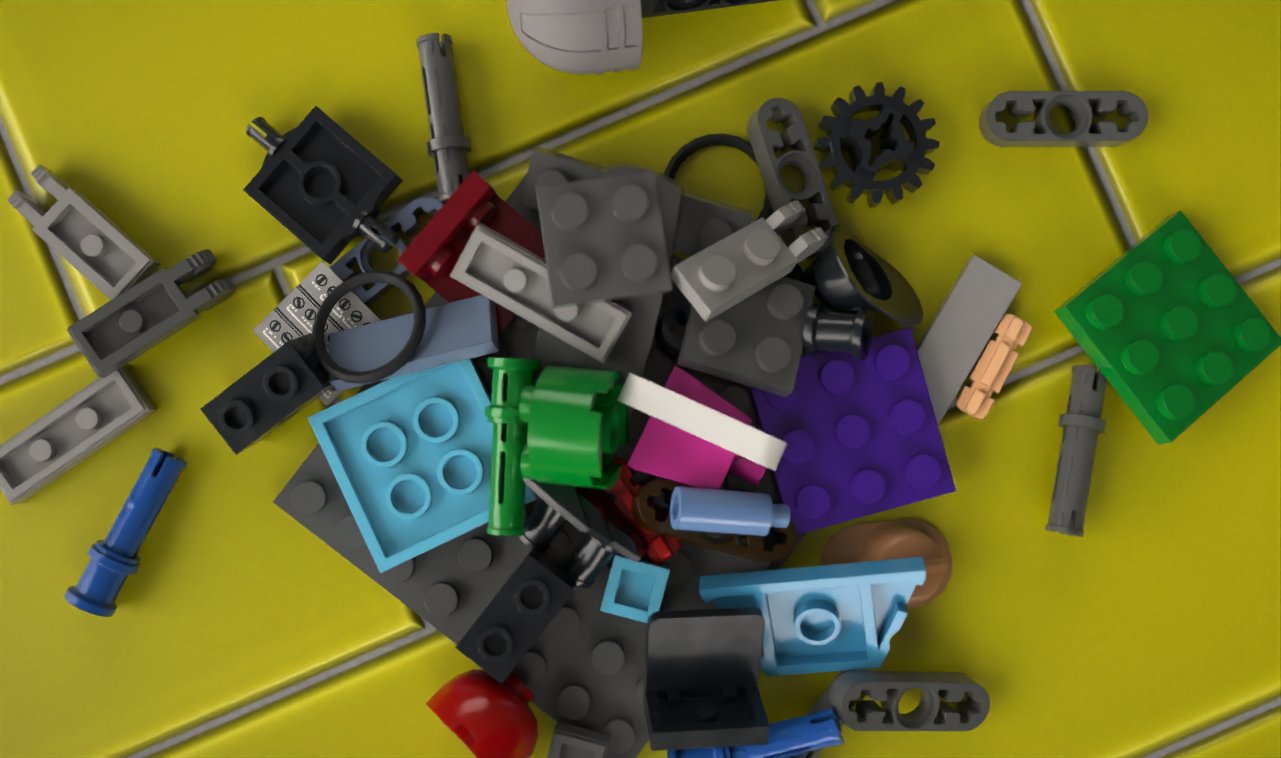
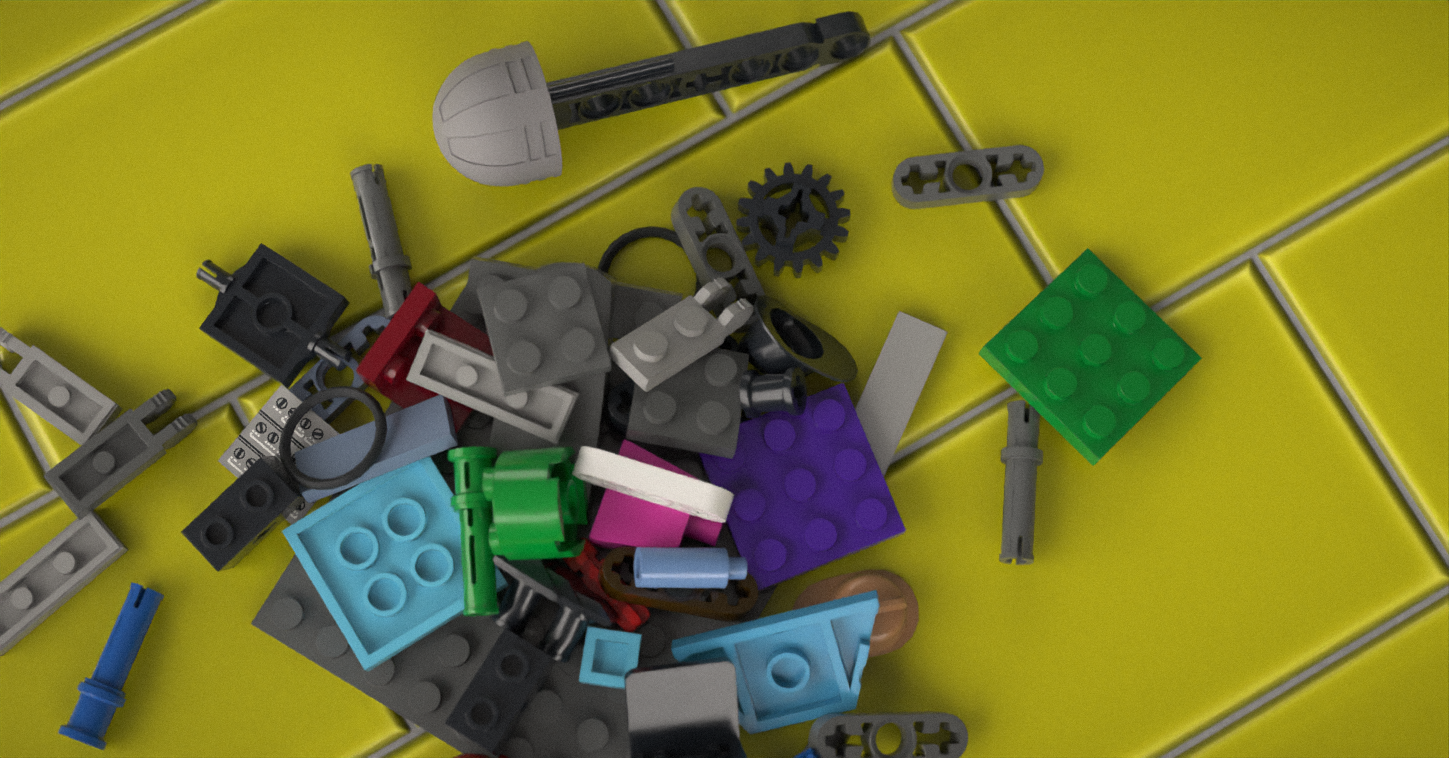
camera: 10 degrees left, 10 degrees down
(993, 366) = (931, 413): light nougat axle -> none

